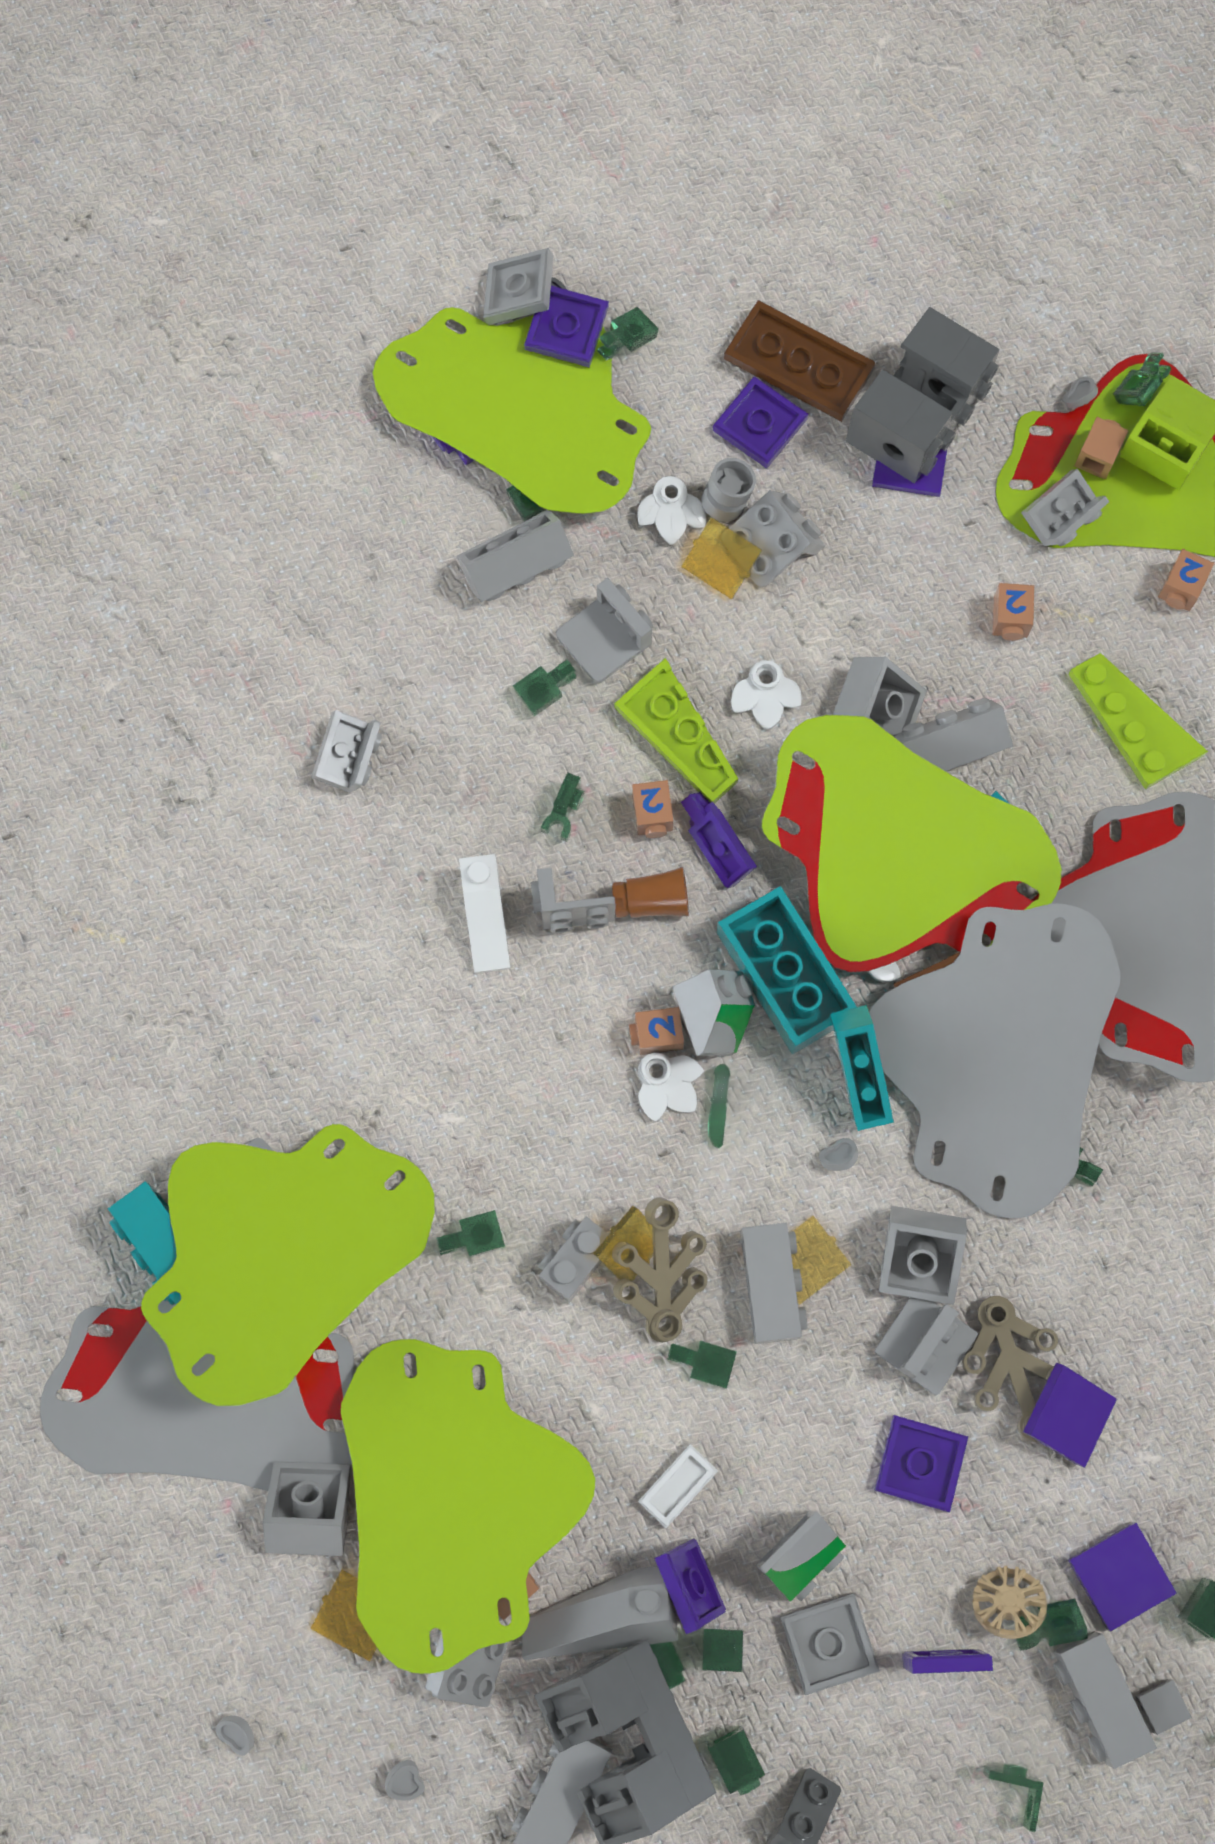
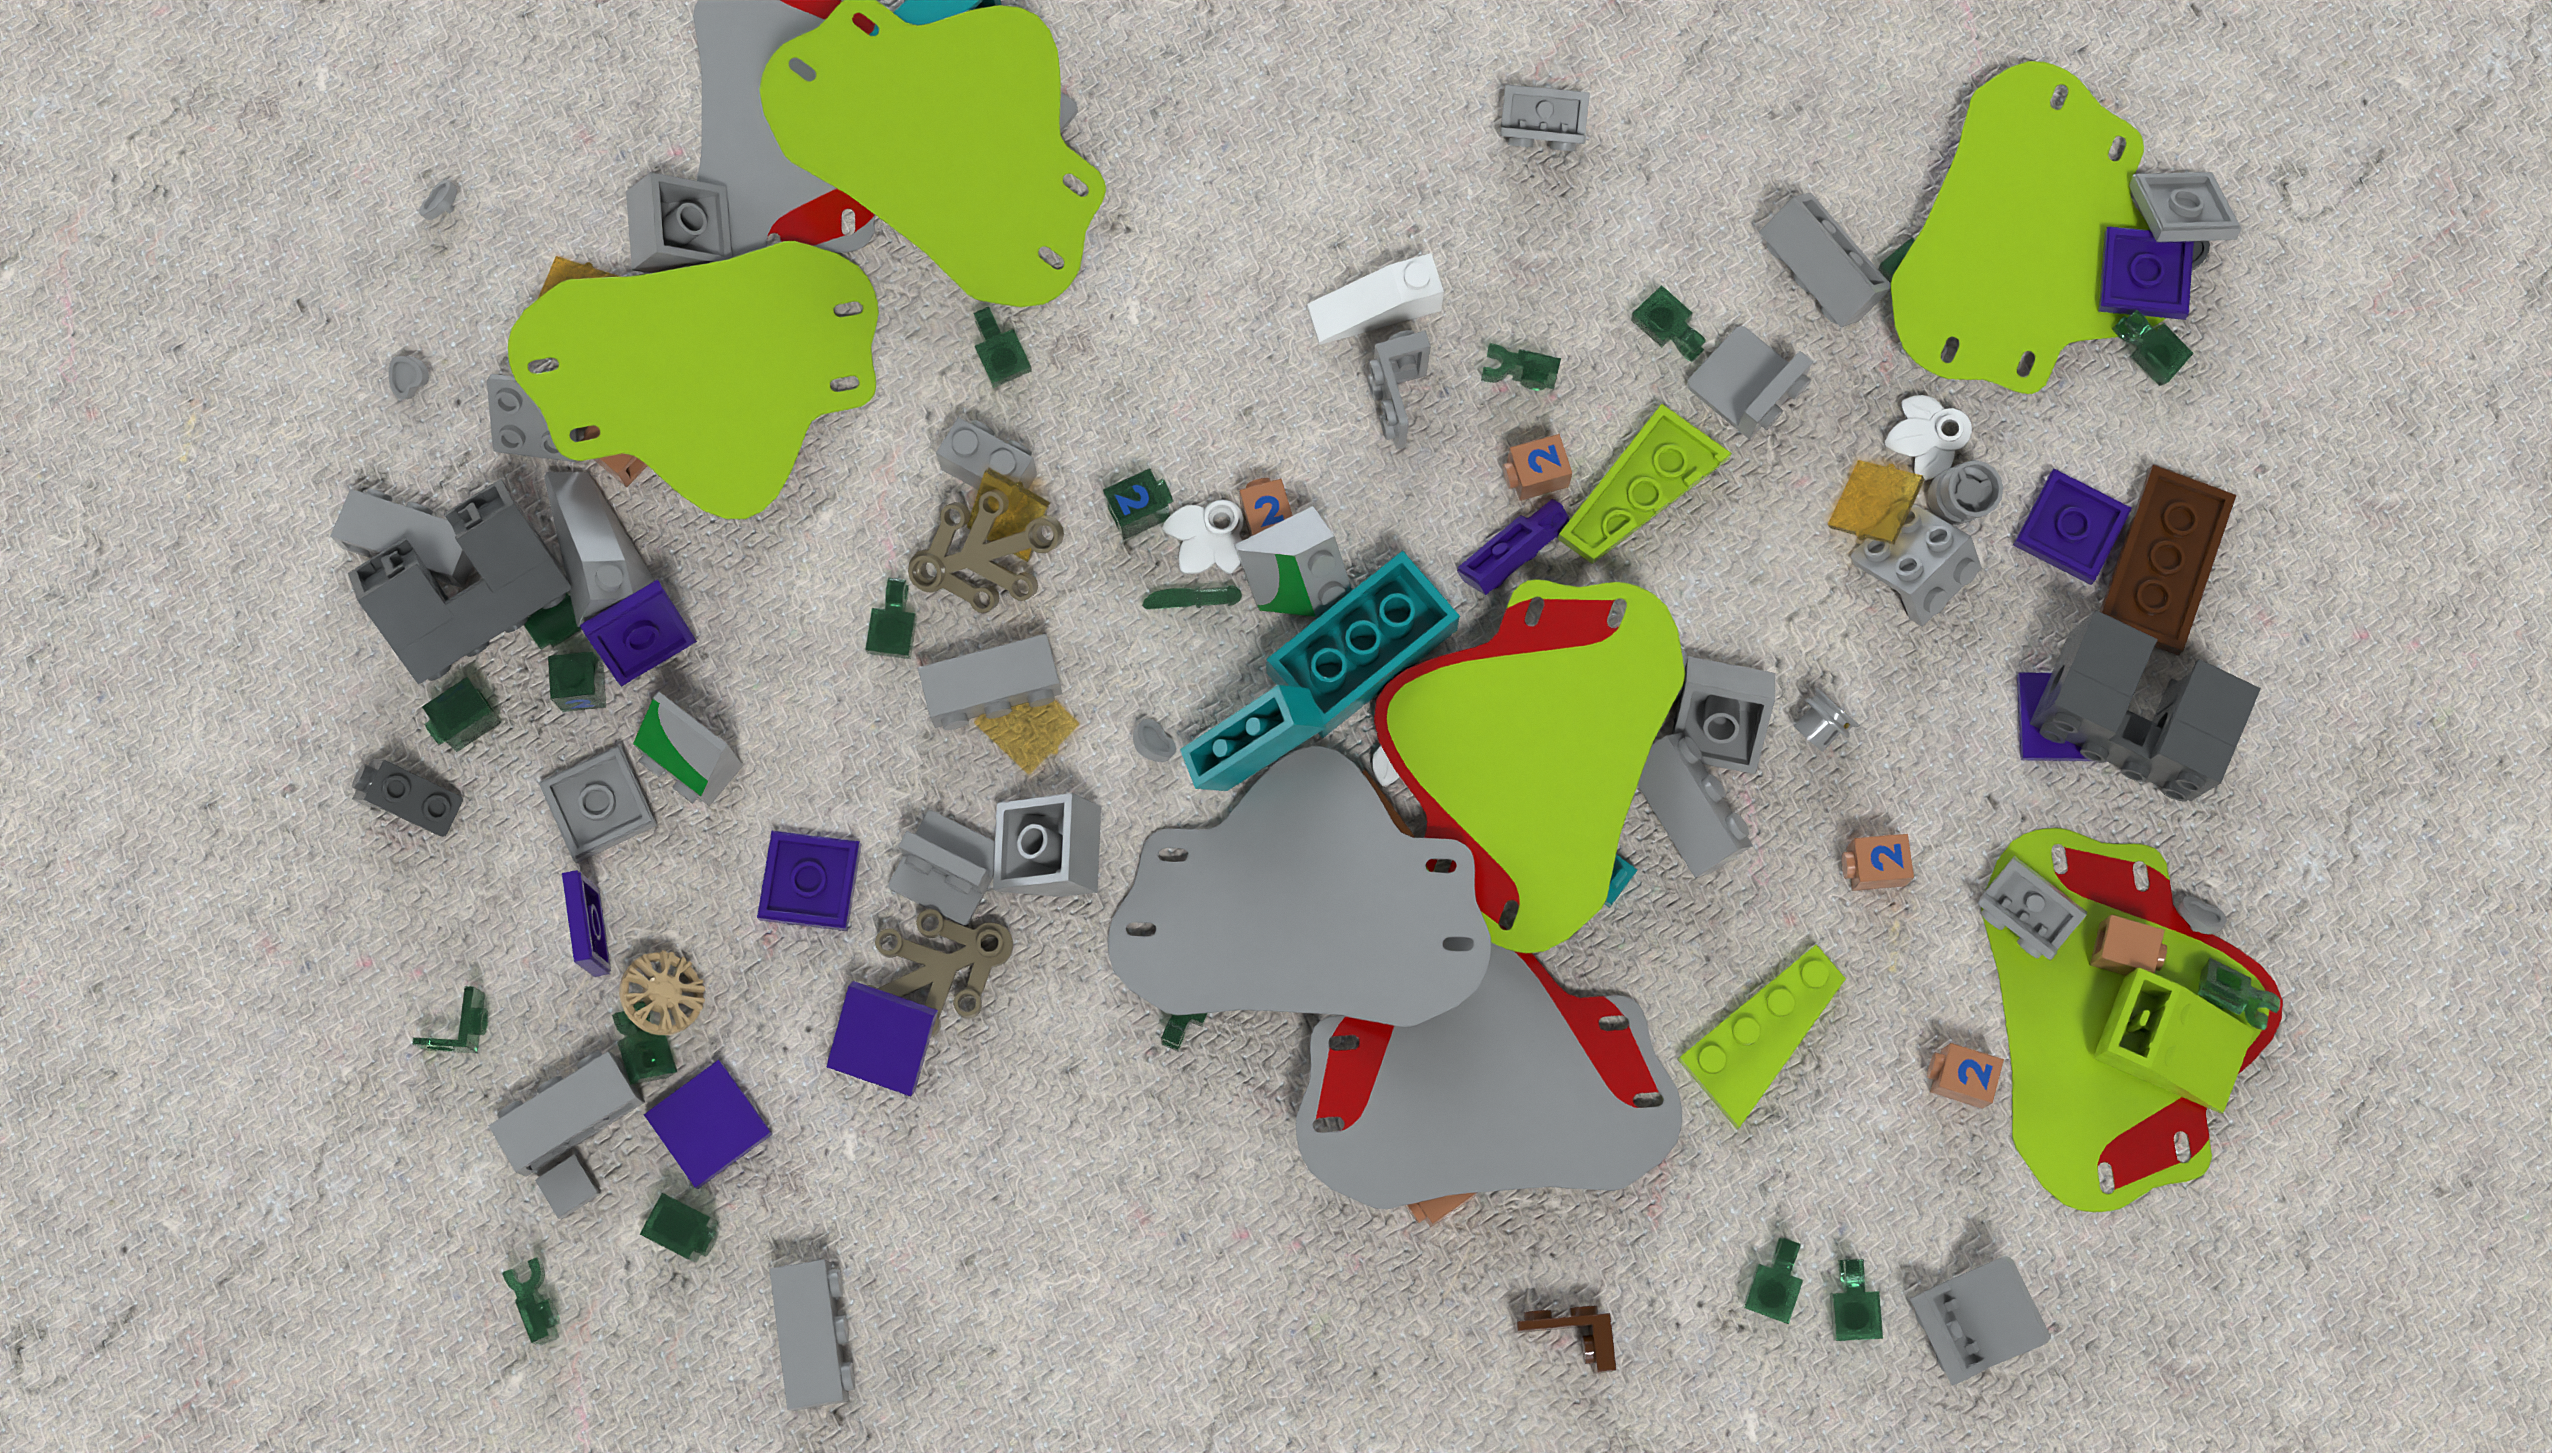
camera: 80 degrees right, 0 degrees up
(632, 1136) = (1138, 503): none -> clear green brick
(652, 895) = (1430, 484): dark orange plant -> none
(678, 1486) = (751, 615): white tile -> none
(765, 699) = (1705, 583): white plate -> none
(896, 629) = (1824, 721): none -> light grey piece

